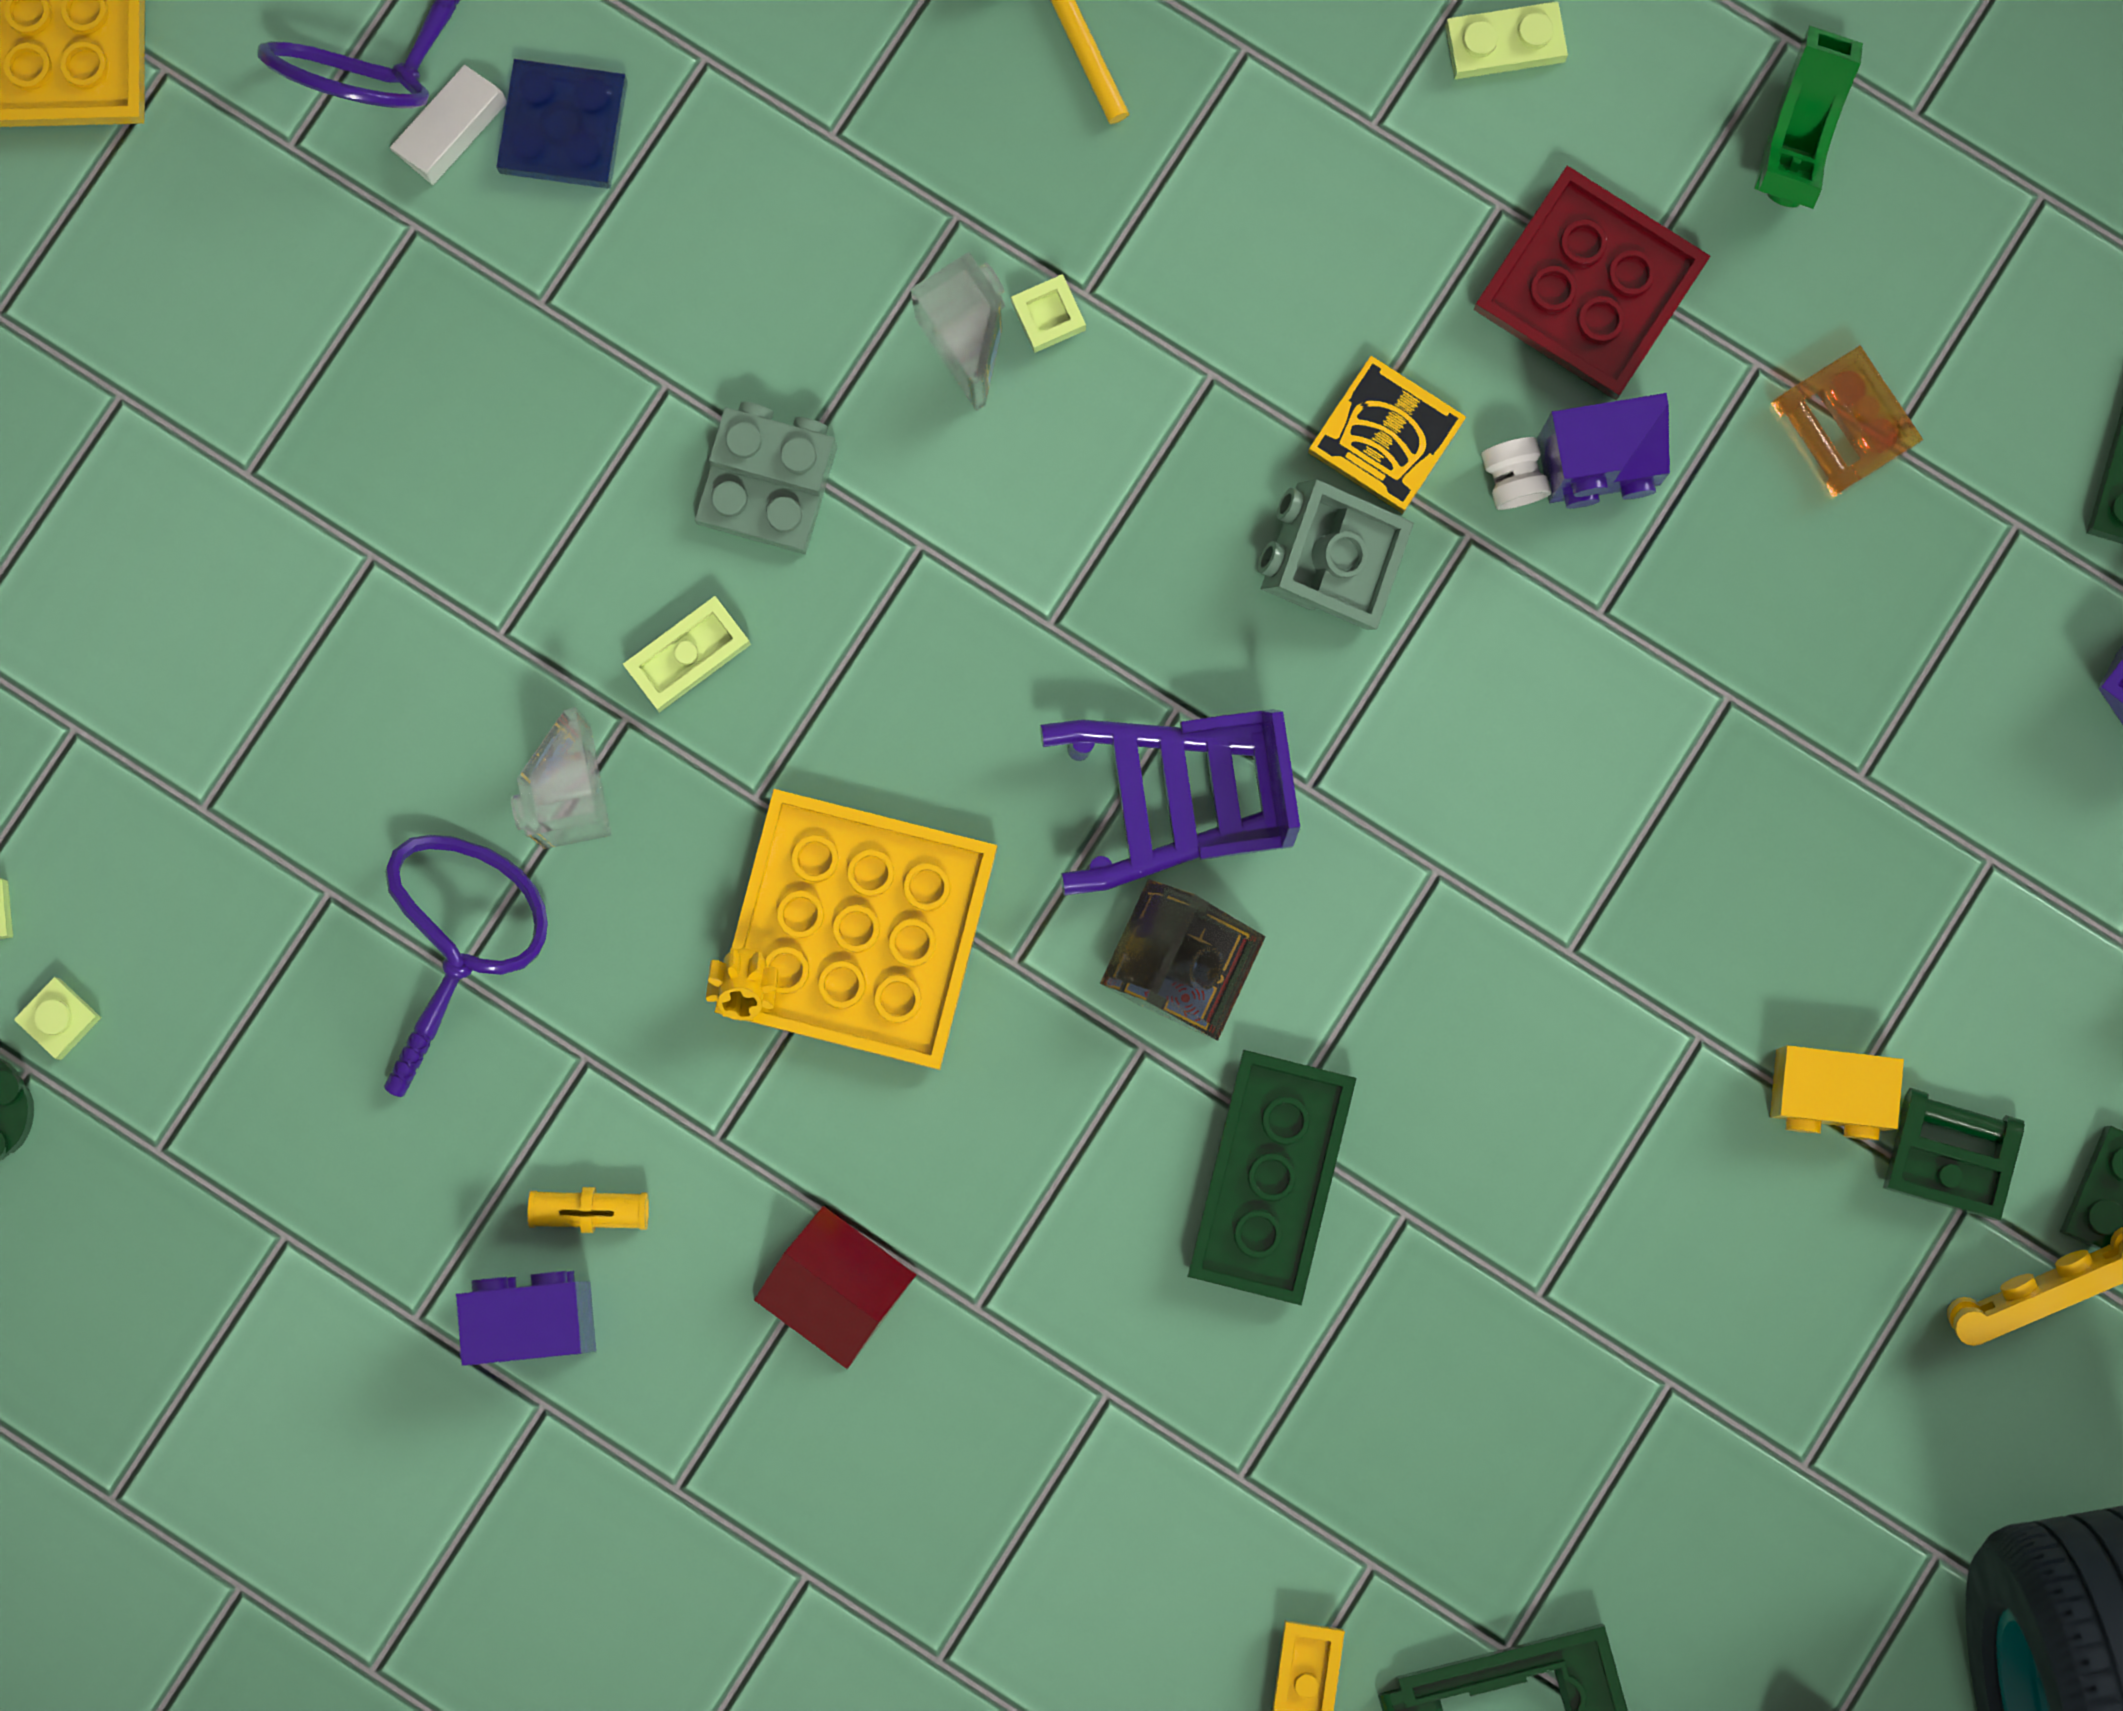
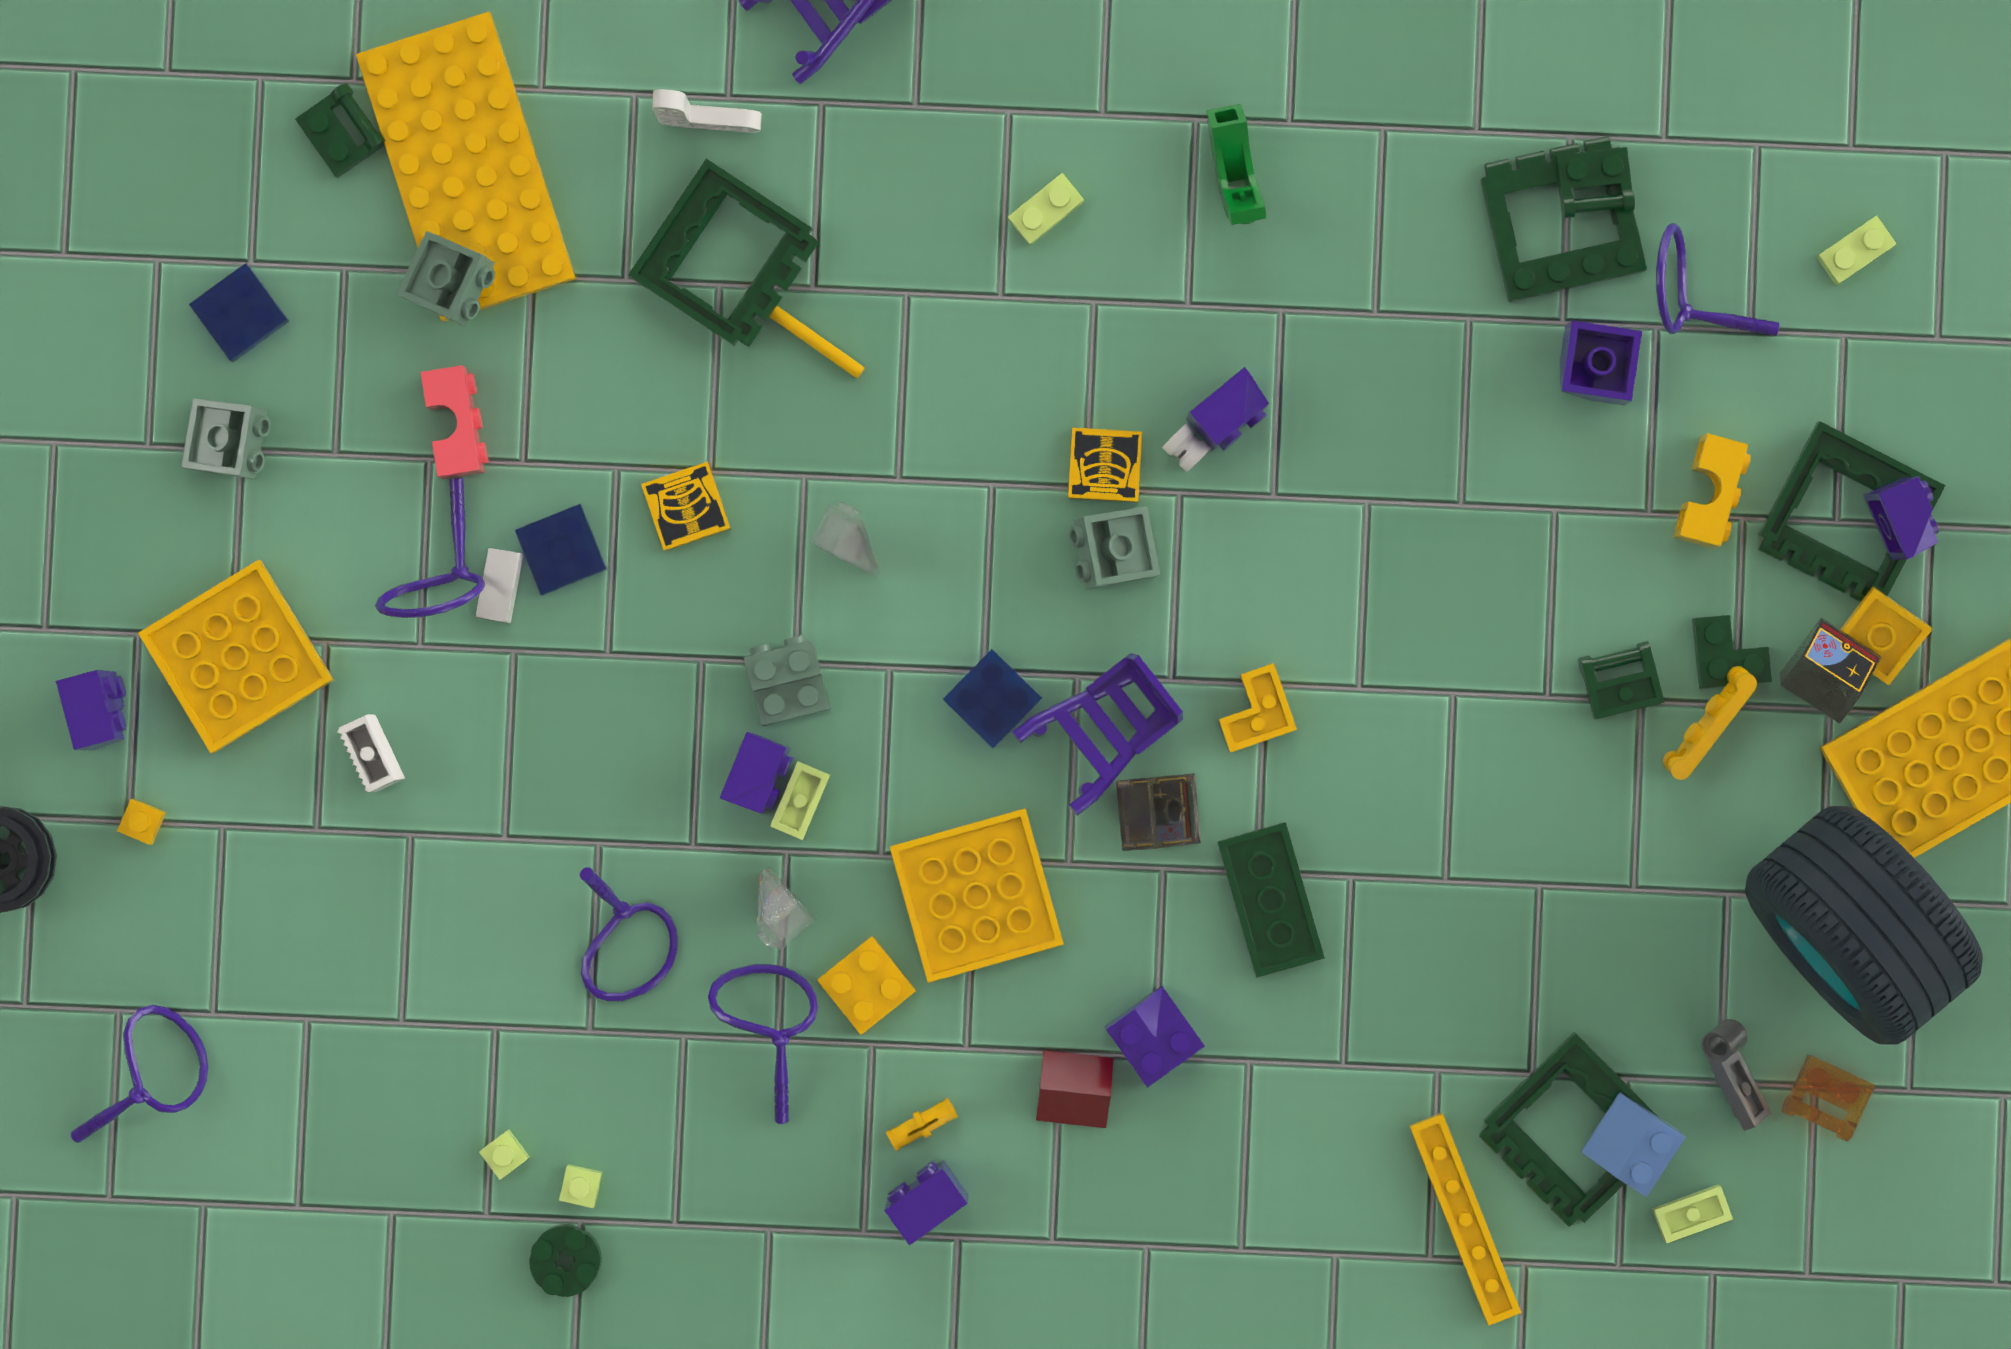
camera: 30 degrees left, 5 degrees up
(130, 244) = (371, 753): none -> white brick
(345, 665) = (621, 911): none -> dark purple piece
(627, 967) = (866, 985): none -> yellow plate
(646, 575) = (756, 773): none -> dark purple slope
(742, 984) = (935, 961): yellow gear -> none
(769, 161) = (686, 506): none -> tile
(992, 1275) = (1154, 1036): none -> dark purple slope
(1040, 666) = (992, 698): none -> clear blue plate
(1048, 313) = (885, 504): yellowish green plate -> none
(1416, 914) = (1268, 713): none -> yellow plate
(1591, 282) = (1168, 319): dark red plate -> none
(1837, 1090) = (1541, 683): yellow brick -> none
(1862, 410) = (1352, 306): clear orange plate -> none

